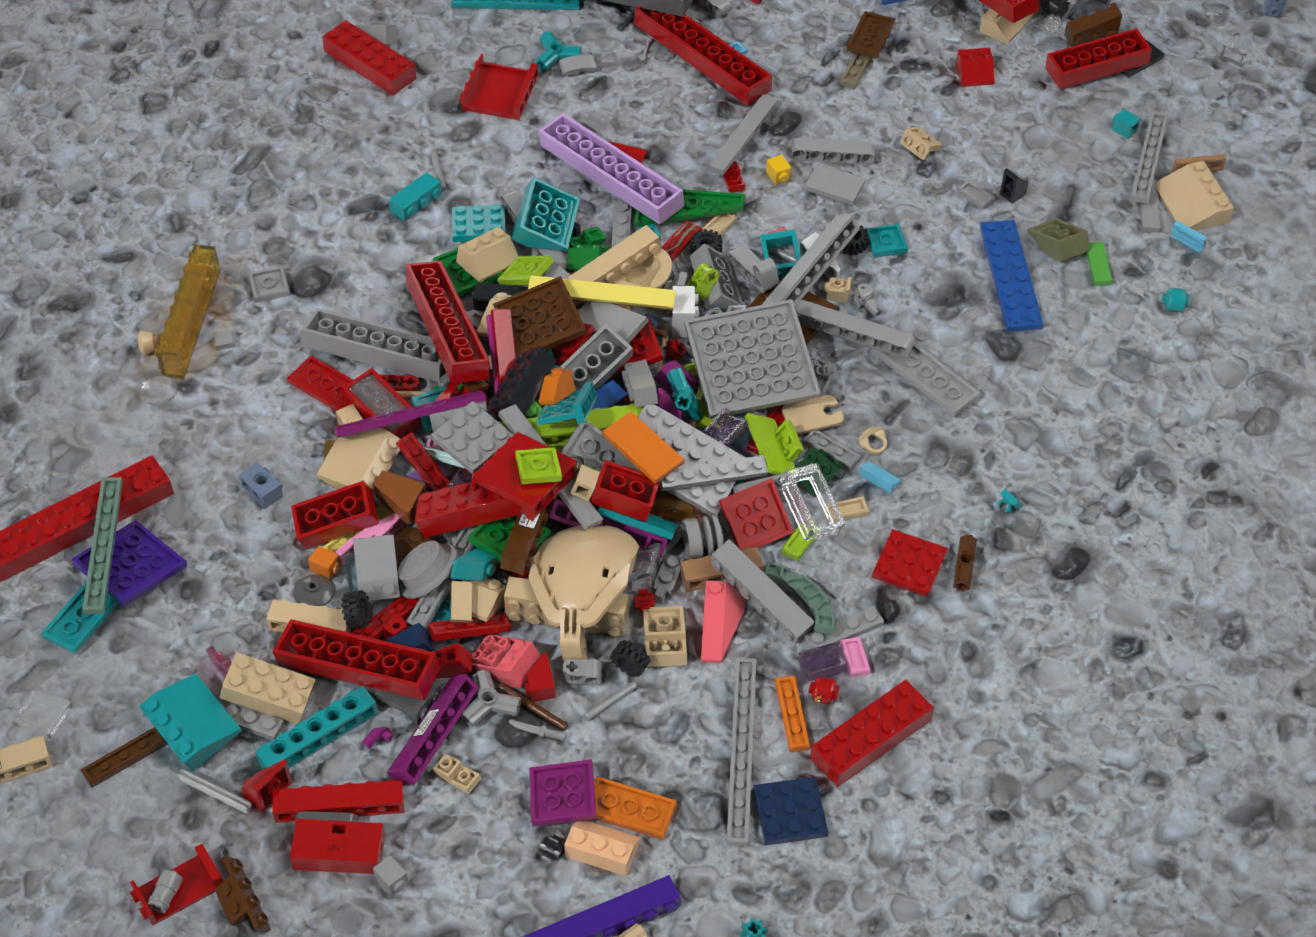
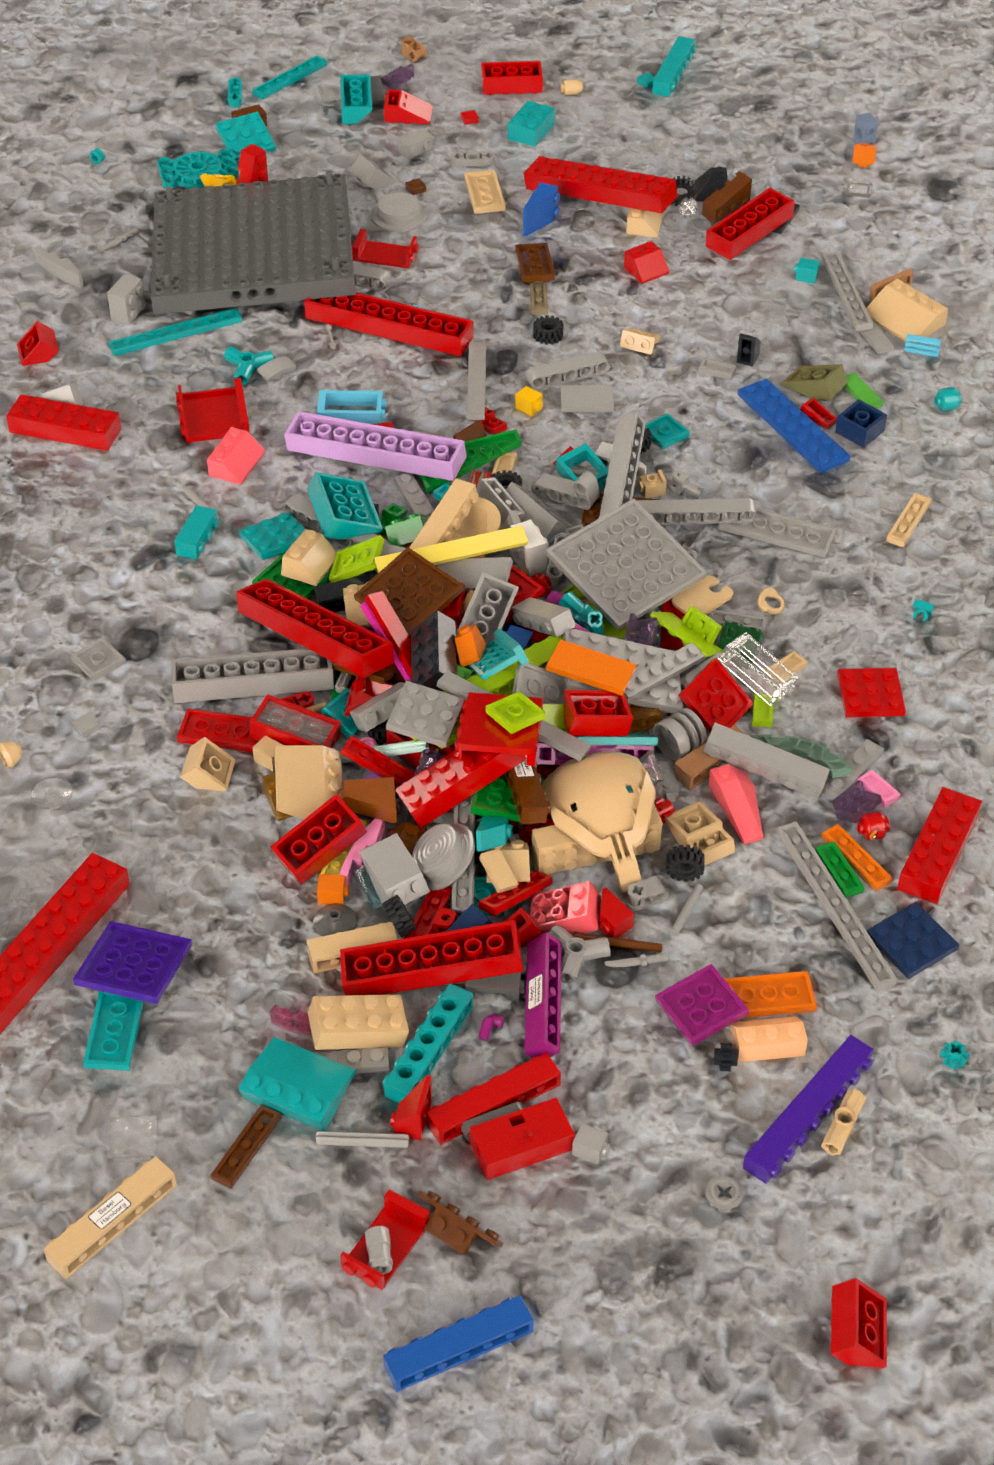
camera: 25 degrees left, 5 degrees down
(102, 546) = (103, 952): sand green plate -> none
(188, 311) = (36, 709): clear yellow brick -> none
(261, 485) = (218, 843): sand blue brick -> none
(294, 414) = (207, 766): none -> tan slope
(409, 413) = (336, 720): magenta tile -> none
(456, 774) = (587, 1030): tan slope -> none
(490, 137) = (234, 456): none -> coral slope
(584, 483) = (558, 717): tan brick -> none
(620, 113) = (352, 398): none -> medium azure window
(683, 254) = (494, 492): none -> light grey brick
(702, 281) = (532, 511): lime piece -> none
(706, 183) = (471, 432): none -> reddish brown slope
(766, 719) = (840, 869): none -> green plate
(841, 112) = (548, 330): none -> black tyre
(879, 477) = (795, 631): medium azure slope -> none
(965, 563) = (920, 674): reddish brown piece -> none
(1044, 265) = (815, 410): none -> red slope
(1057, 407) = (909, 520): none -> tan plate
(1072, 296) = (861, 423): none -> dark blue brick
(1261, 21) = (864, 154): none -> orange brick

